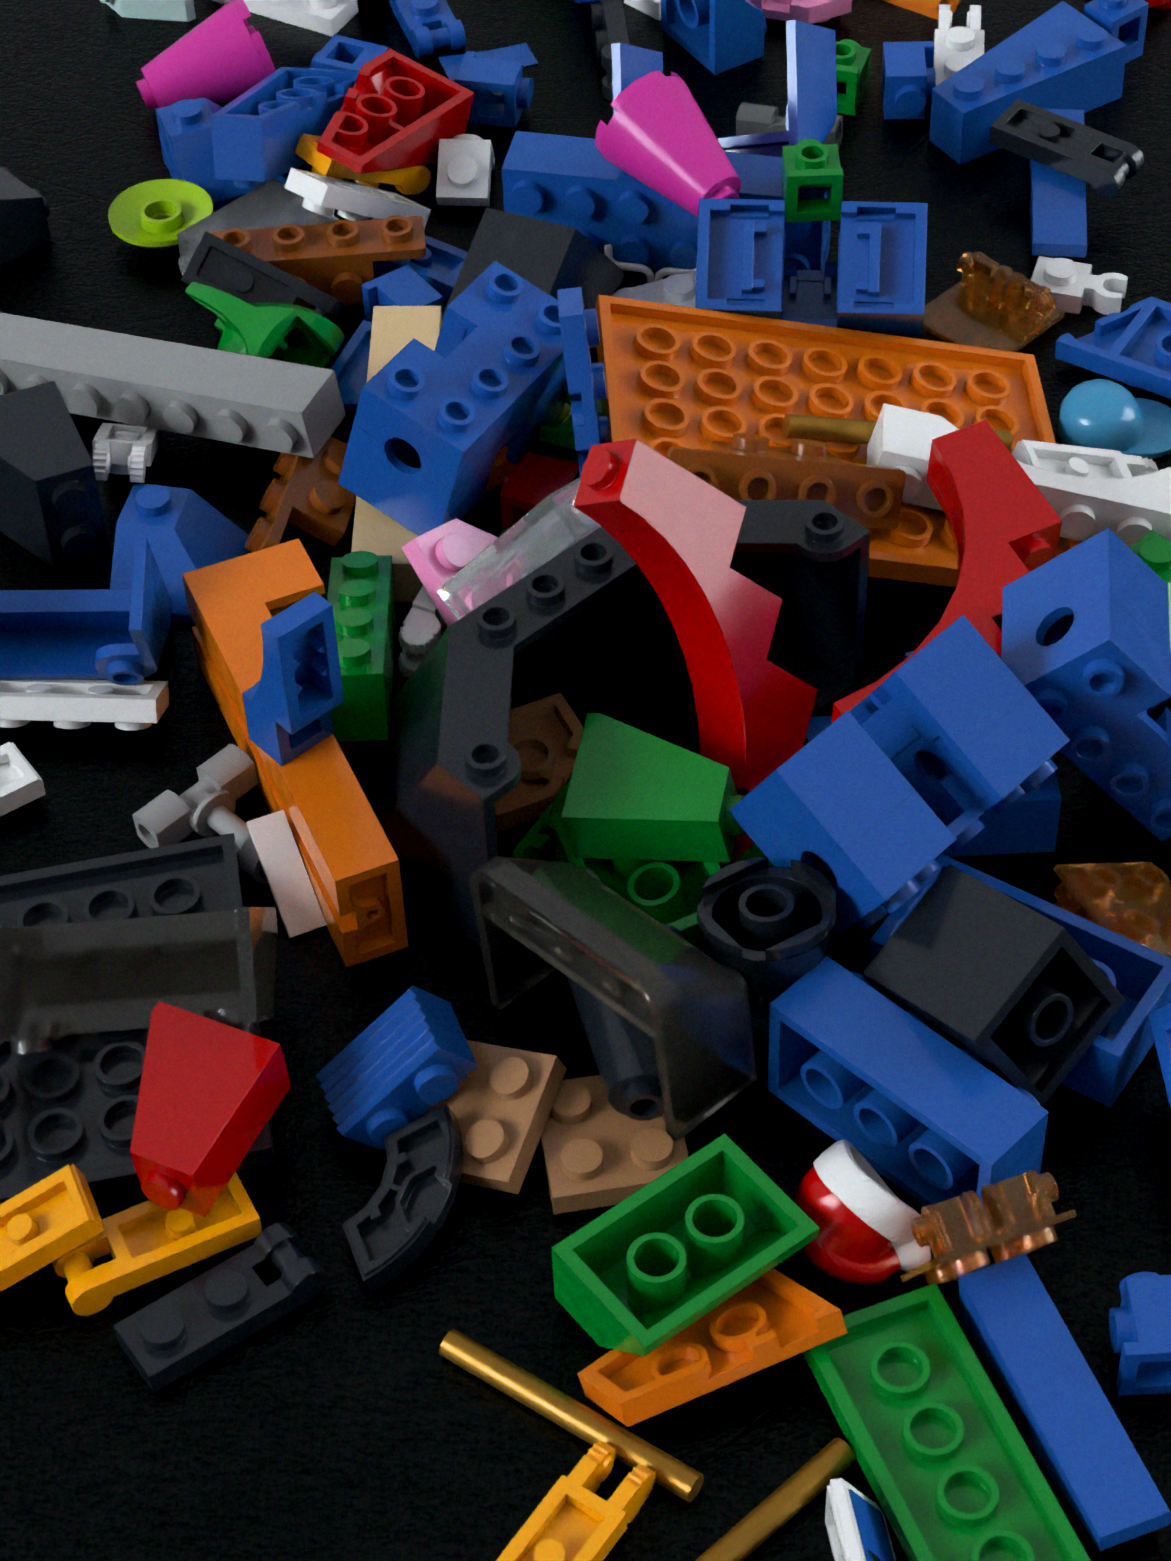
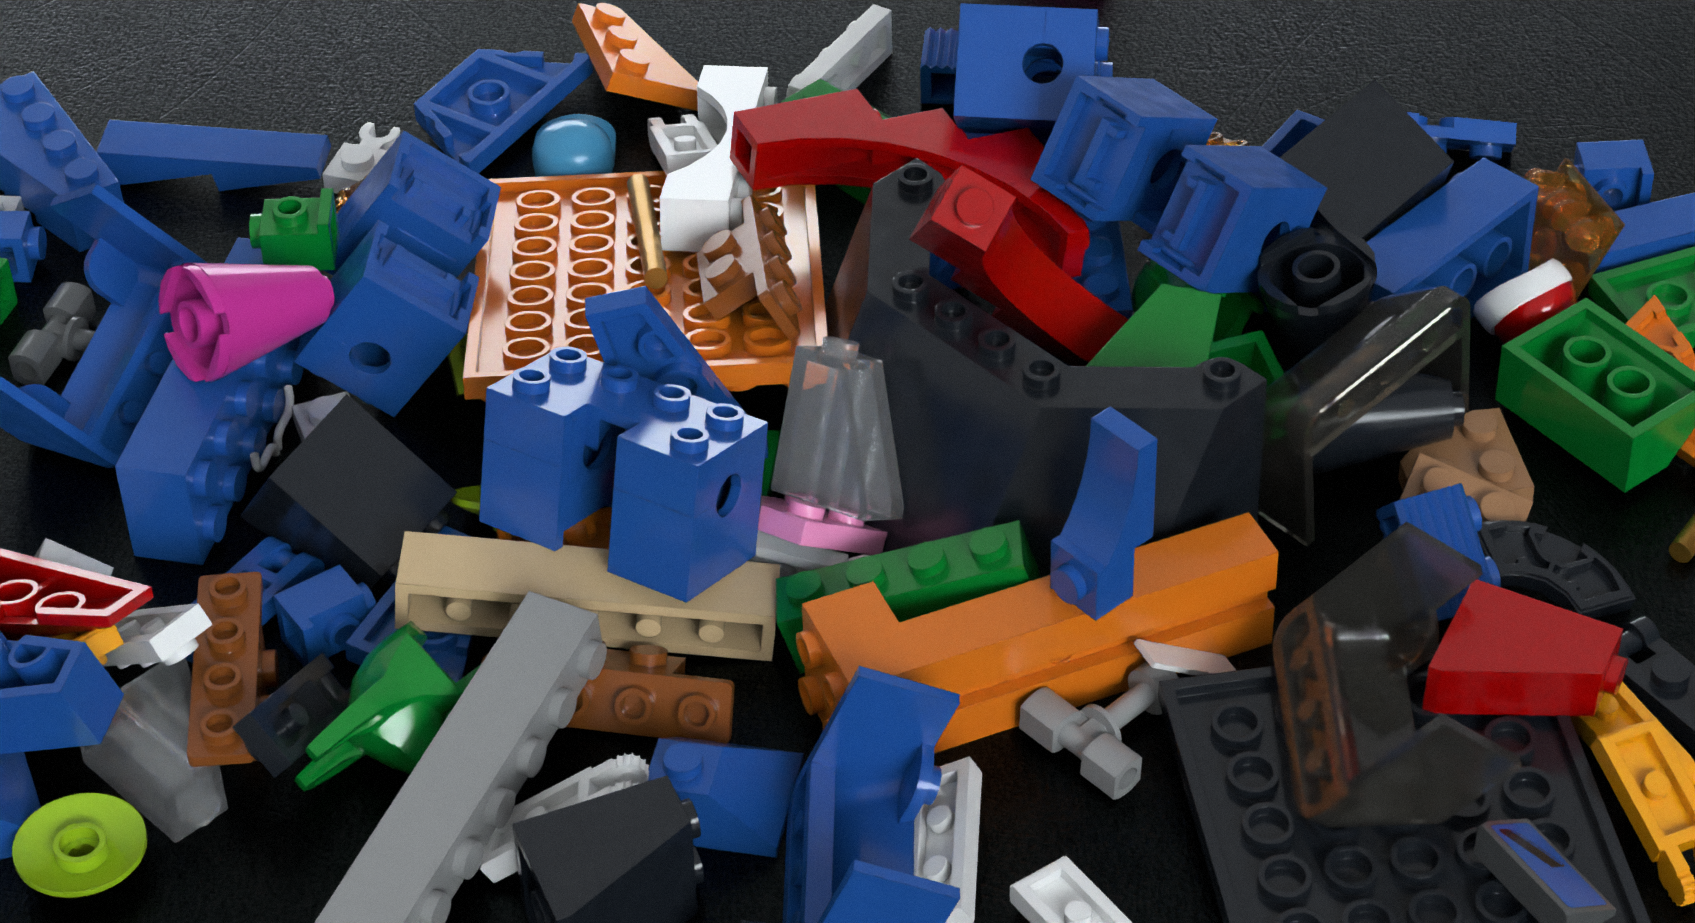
camera: 90 degrees left, 5 degrees down
(1067, 147) = (189, 123): black plate -> none

